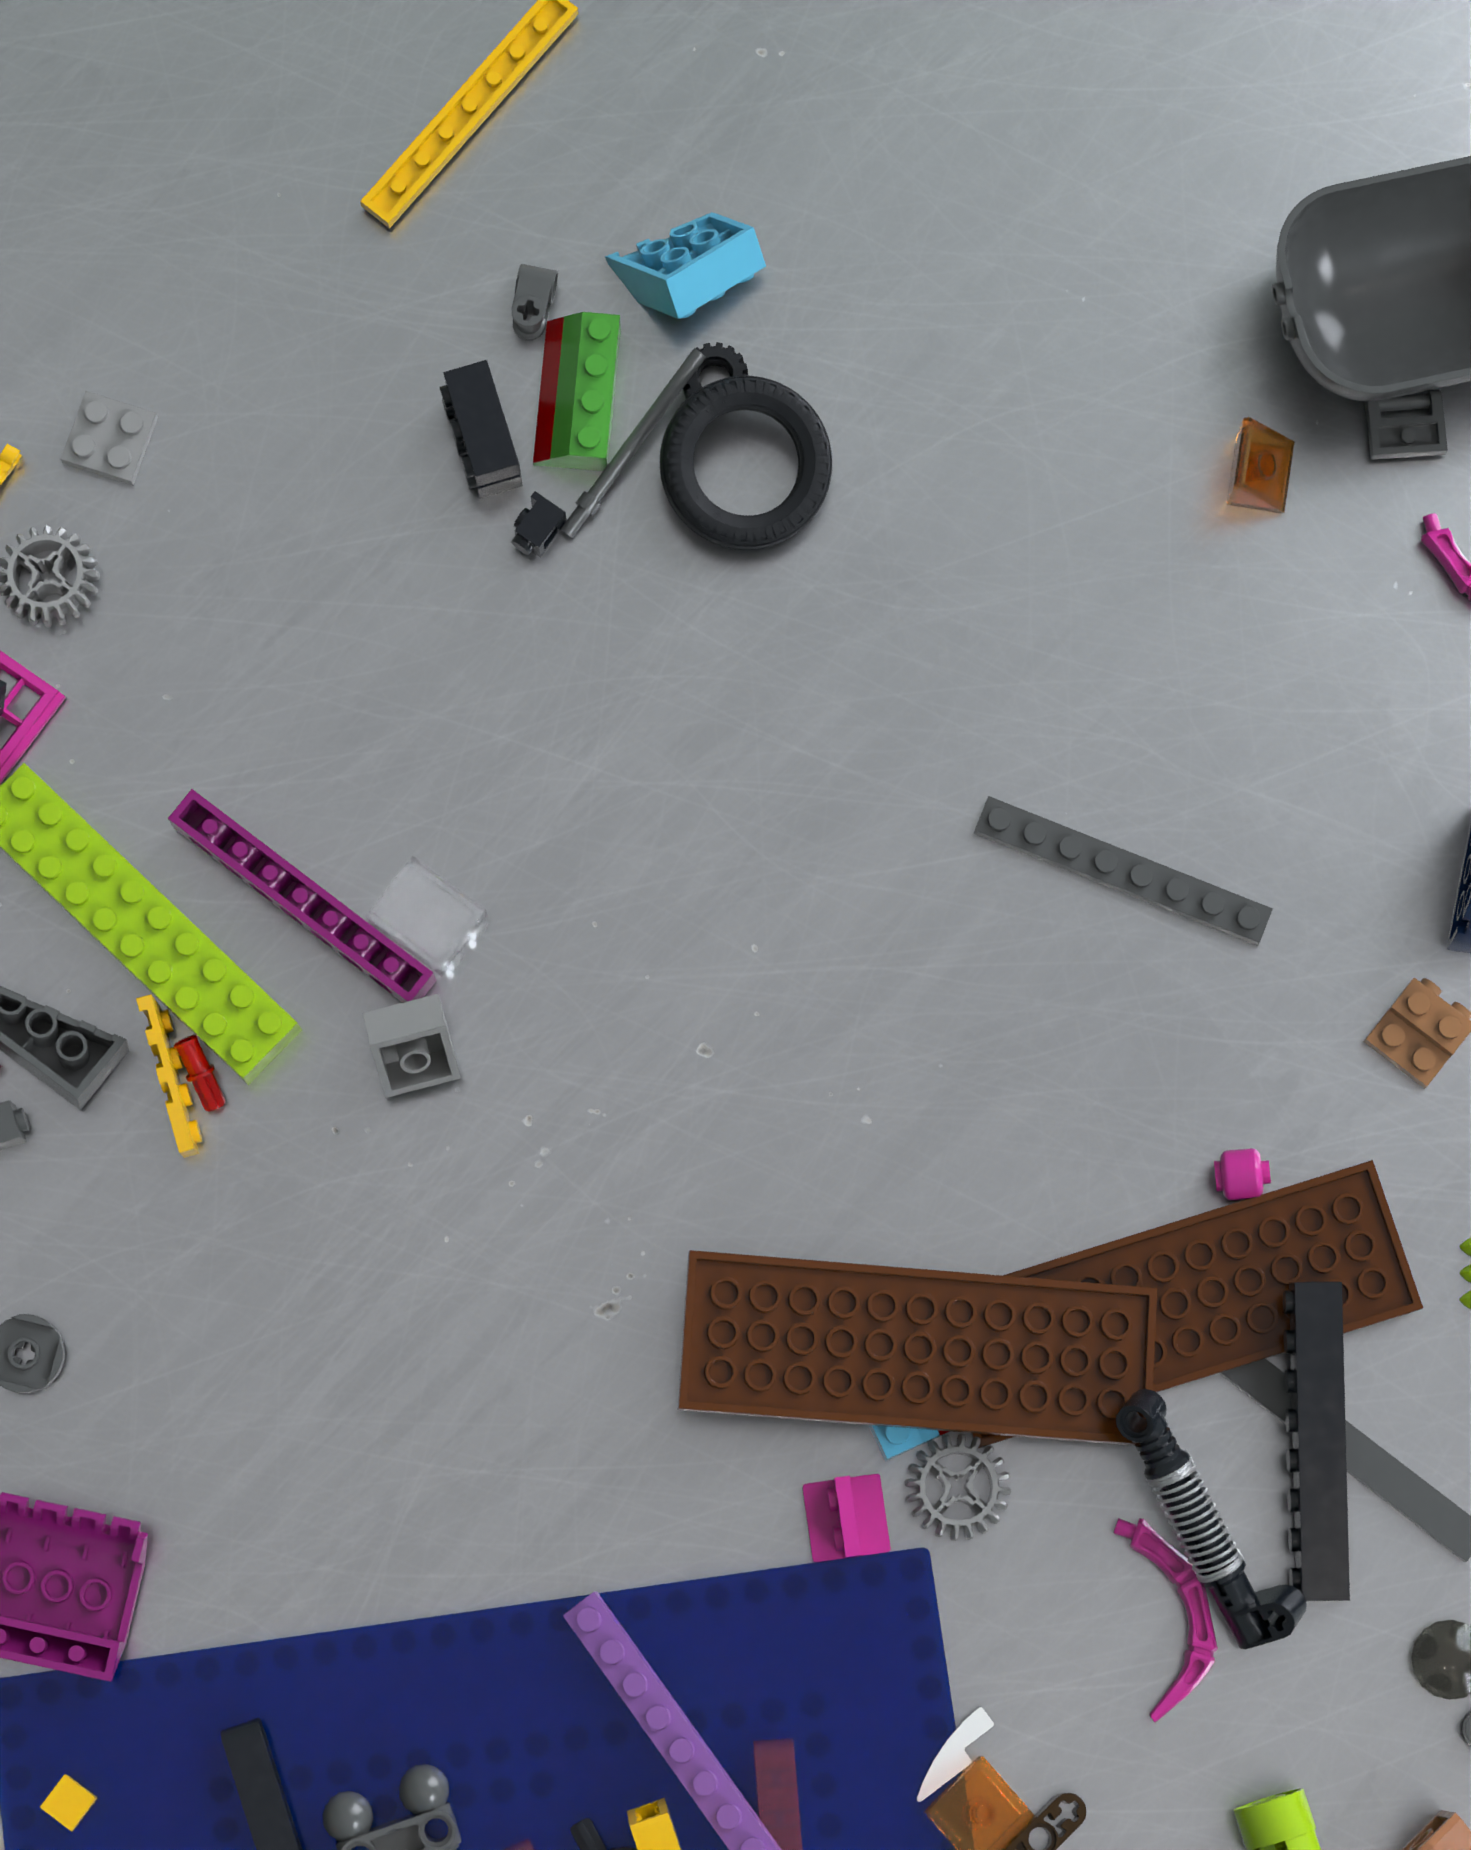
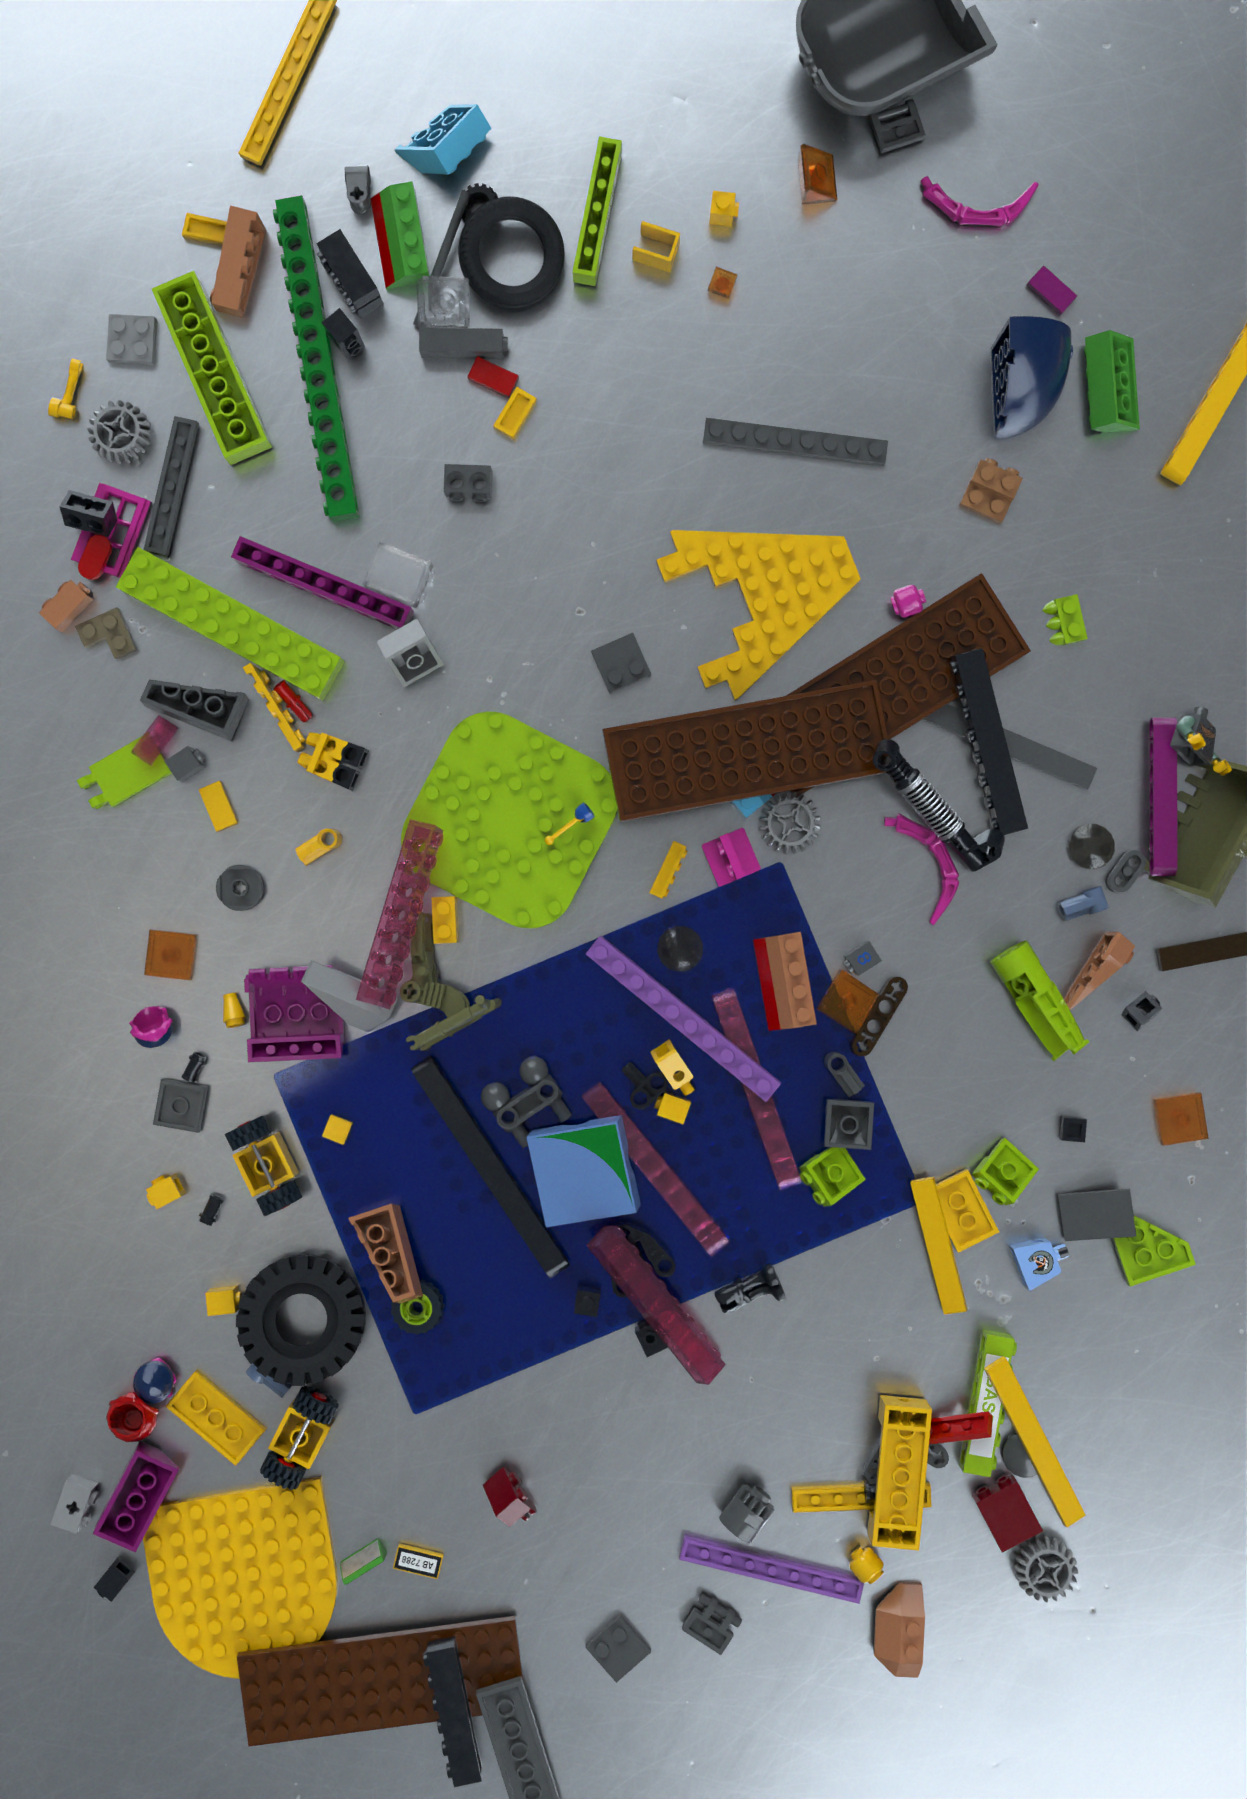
camera: 10 degrees left, 10 degrees up
(29, 1211) = (218, 806): none -> yellow tile
(104, 681) = (171, 486): none -> dark grey plate
(158, 1588) = (340, 994): none -> light grey wedge
(171, 1319) = (317, 846): none -> yellow piece
(223, 517) = (211, 367): none -> lime brick
(229, 1174) = (326, 757): none -> hips
(255, 1476) = (395, 902): none -> clear pink brick
(277, 302) = (204, 229): none -> yellow tile
(299, 1618) = (438, 995): none -> olive piece
(311, 365) = (238, 261): none -> nougat wedge
(347, 1496) = (445, 919): none -> yellow brick
(425, 310) = (295, 210): none -> green brick
(446, 518) = (343, 333): none -> black brick
(497, 1360) = (497, 800): none -> lime plate
(538, 526) = (399, 324): black brick -> none
(584, 788) = (469, 475): none -> dark grey brick
(616, 512) = (443, 302): none -> clear brick
(620, 1382) = (582, 814): none -> hinge
(630, 580) = (462, 343): none -> dark grey brick
(665, 644) = (493, 377): none -> red tile
(684, 709) = (515, 413): none -> yellow tile
(722, 1648) = (680, 948): none -> clear smoke dish
(736, 1511) = (668, 869): none -> yellow piece
(749, 1151) = (621, 663): none -> dark grey plate
(881, 1750) = (784, 981): none -> nougat slope
(898, 434) = (597, 211): none -> lime brick
(952, 1755) = (825, 974): white sticker -> none
(991, 496) = (662, 235): none -> yellow piece
(1020, 1747) = (861, 959): none -> dark grey brick
(1047, 1092) = (785, 584): none -> yellow wing
(1068, 592) = (722, 282): none -> clear orange plate
(1099, 480) = (723, 208): none -> yellow brick
(1423, 1753) = (1089, 902): none -> sand blue piece

